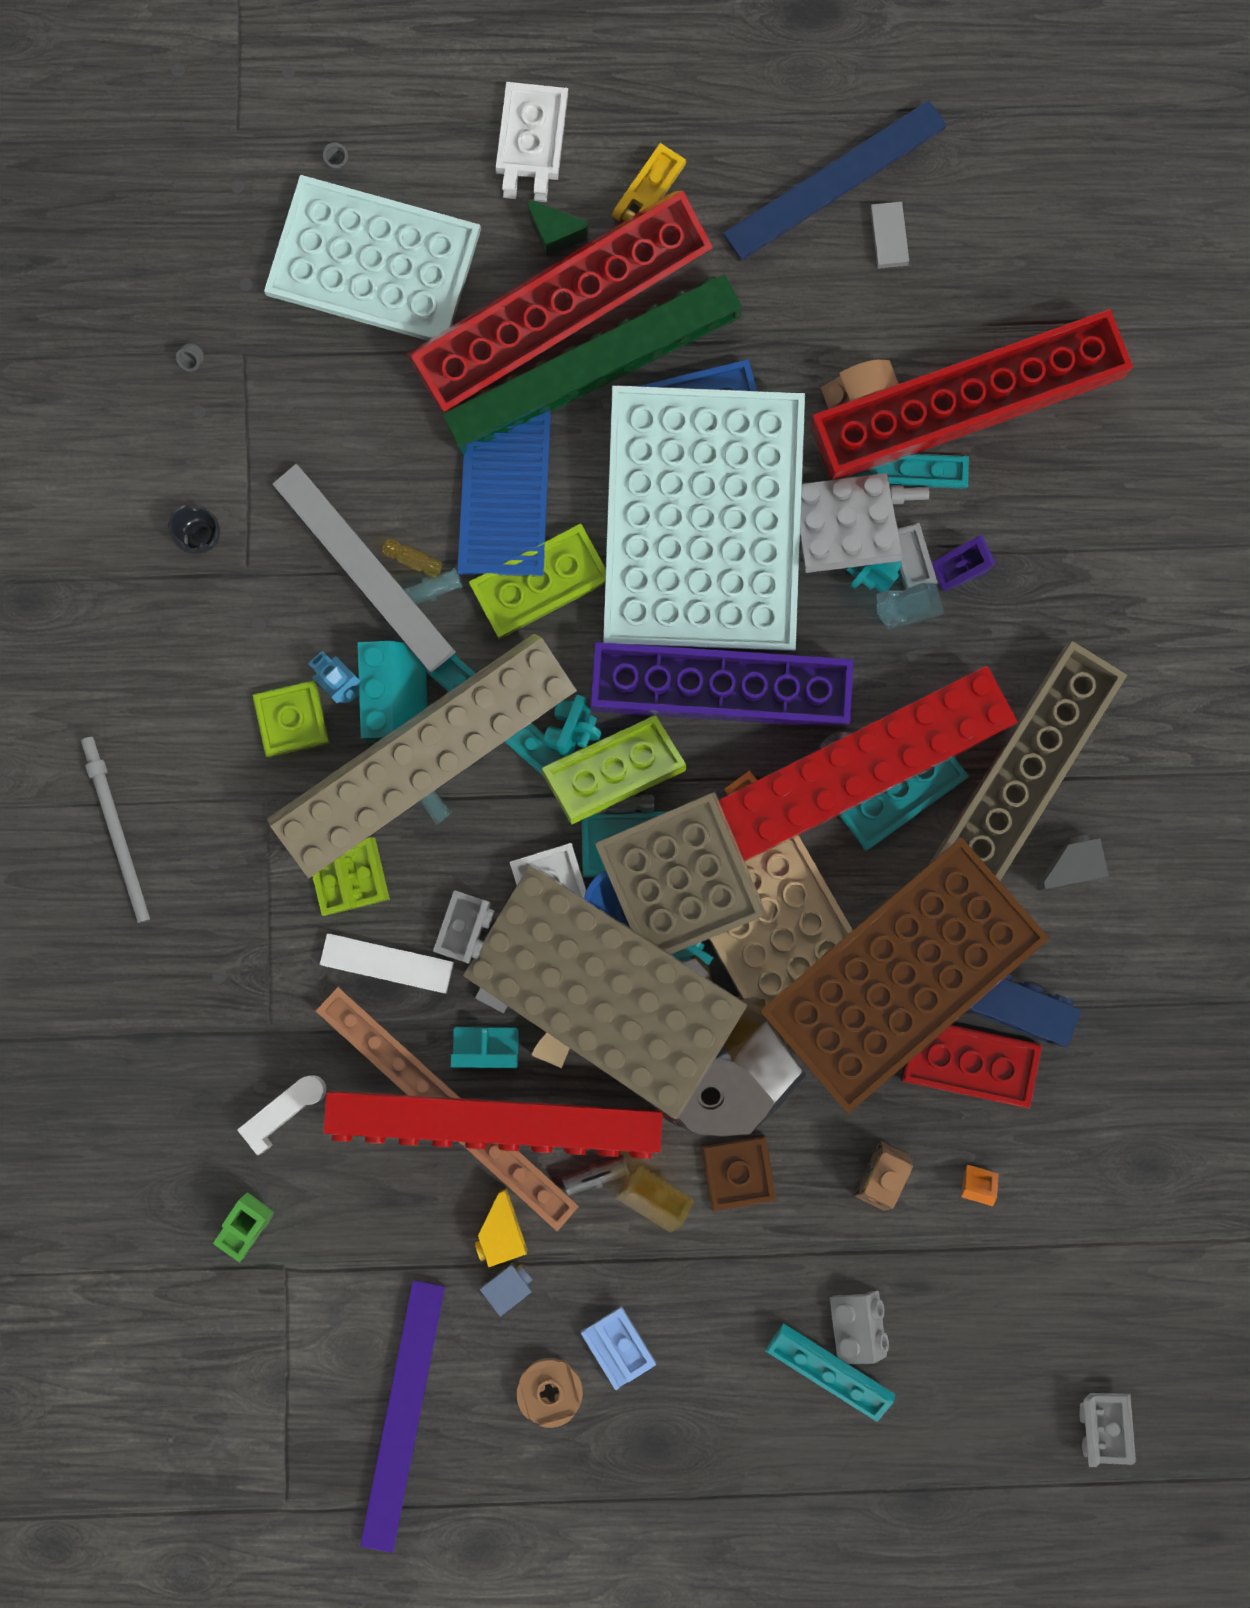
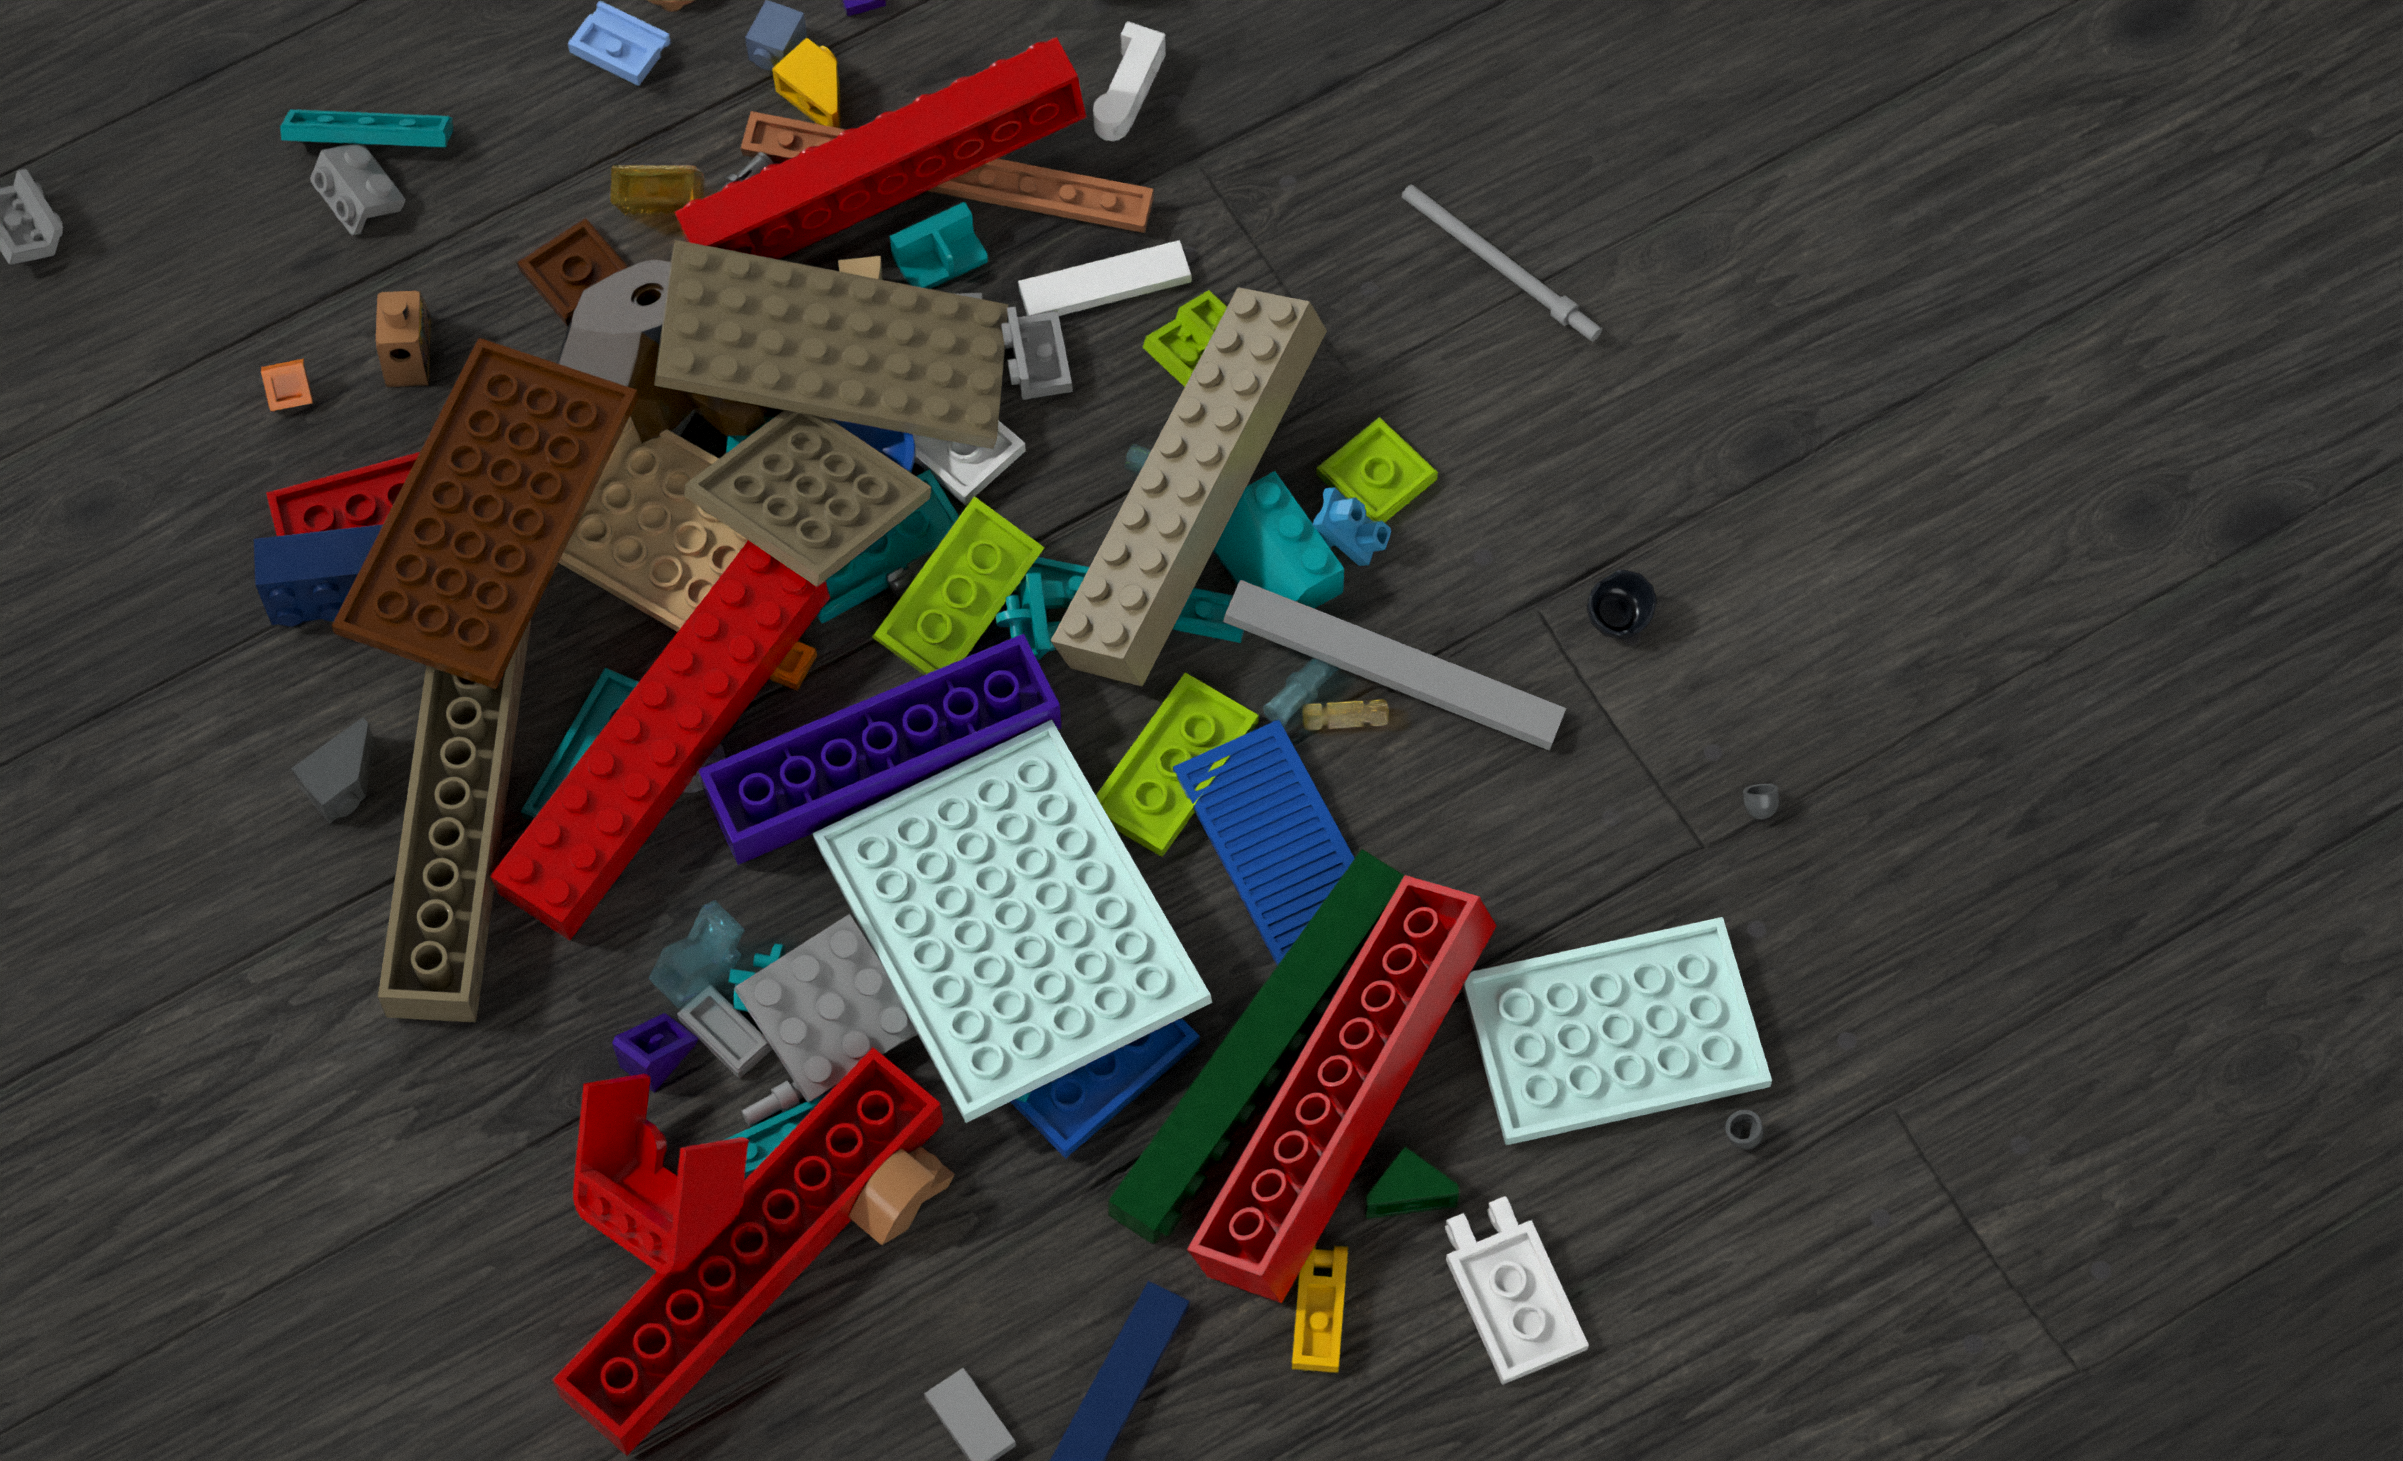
camera: 155 degrees right, 20 degrees down
(1019, 457) = (636, 1199): none -> red windscreen

